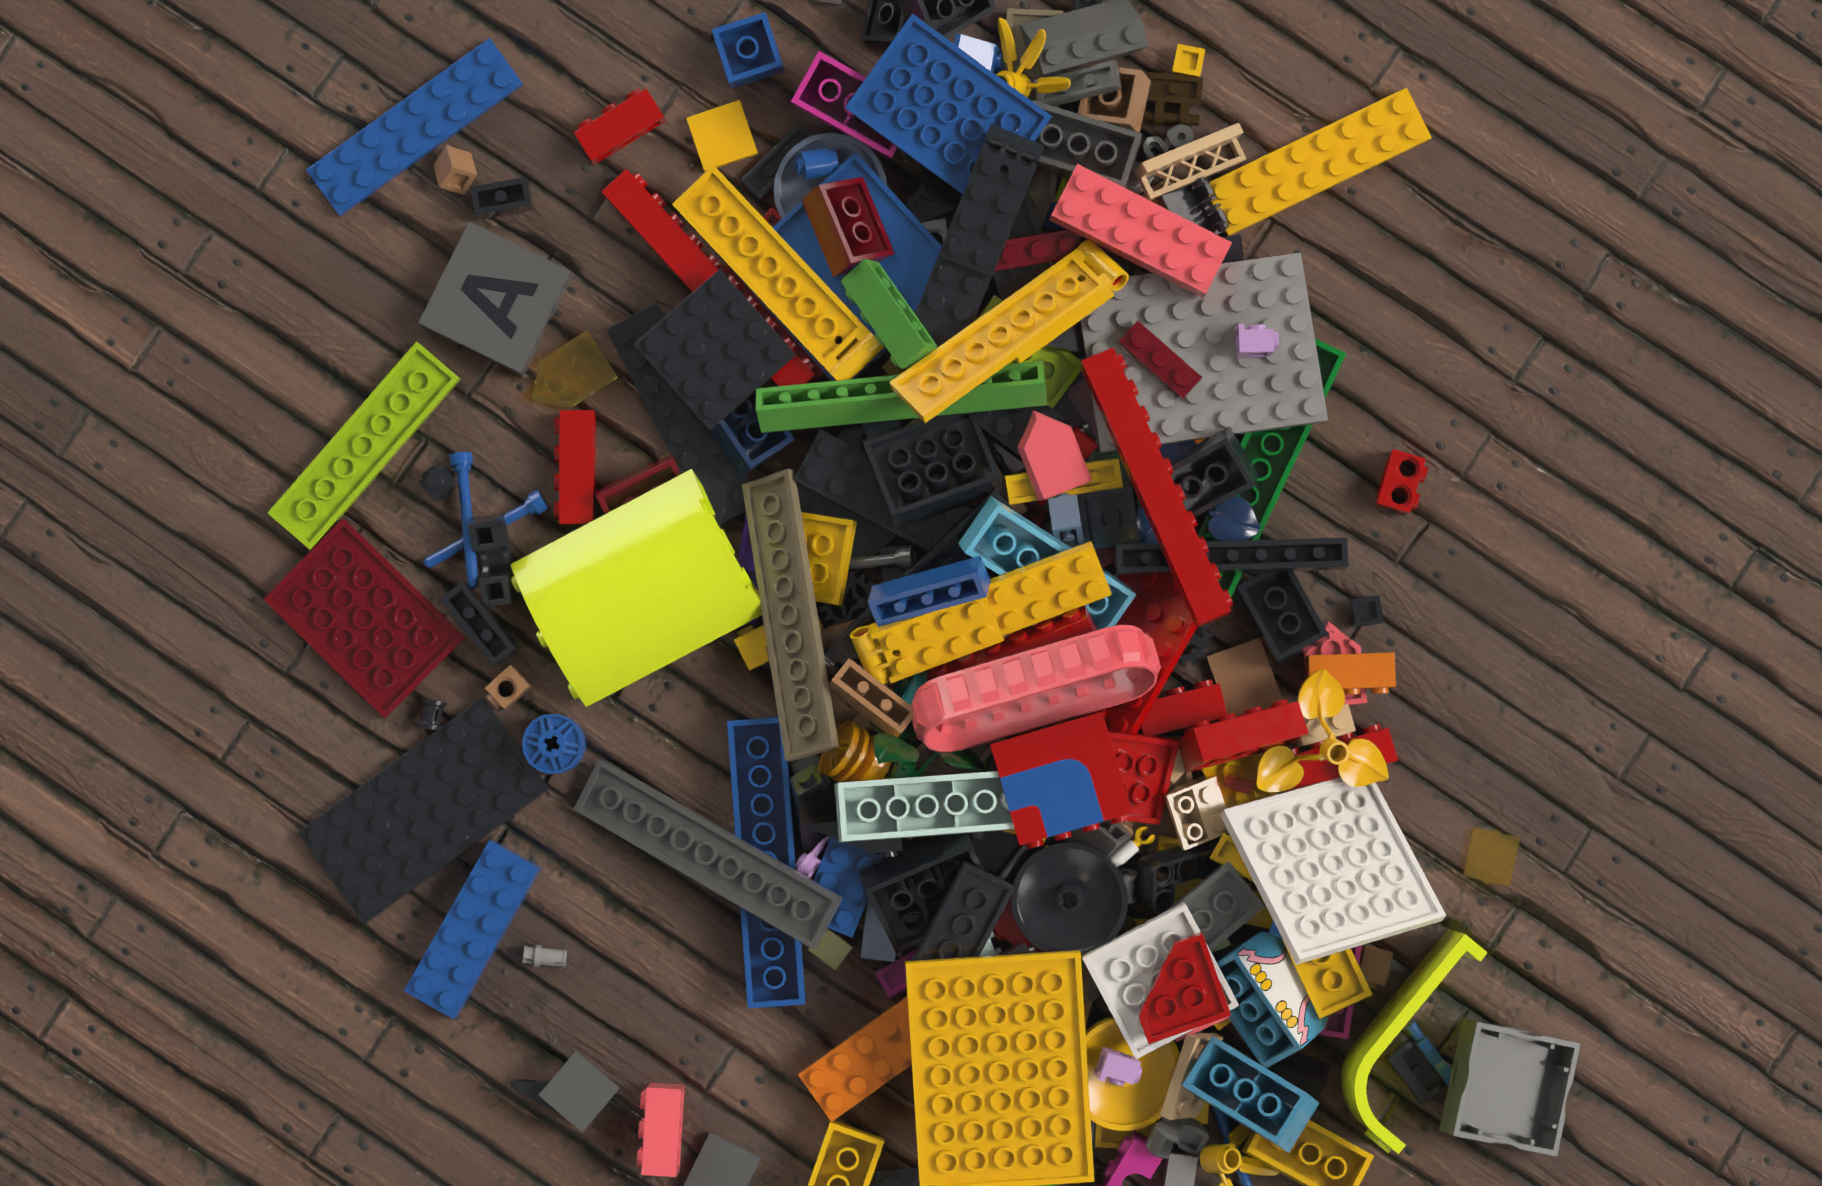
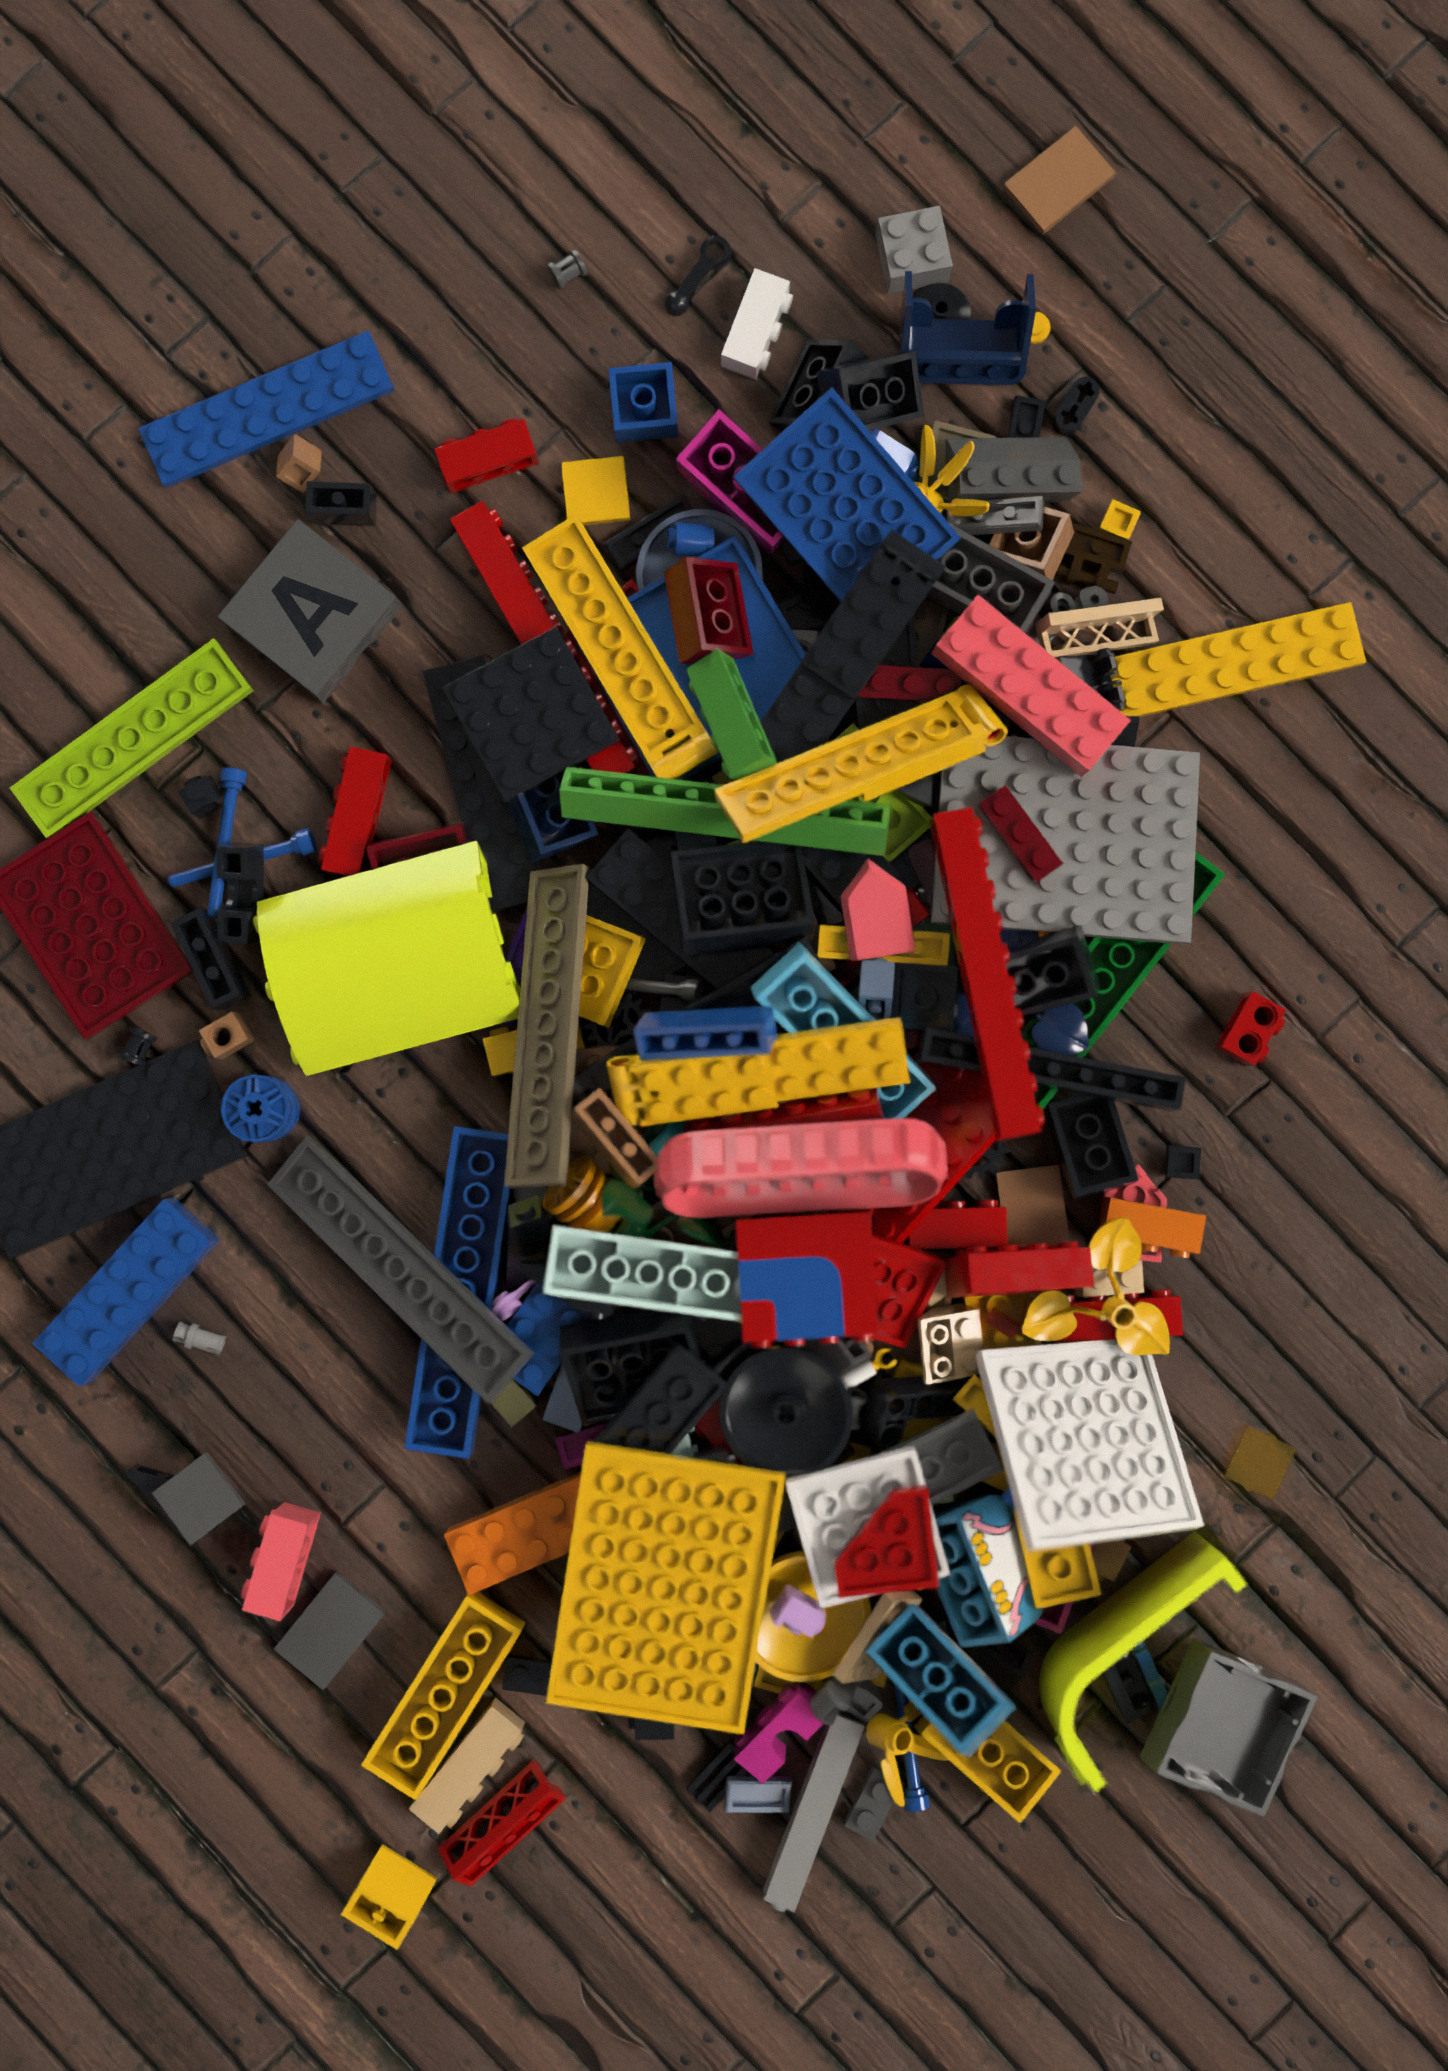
camera: 15 degrees right, 0 degrees up
(572, 373) = (375, 710): clear yellow tile -> none
(1255, 341) = (1131, 837): lavender brick -> none

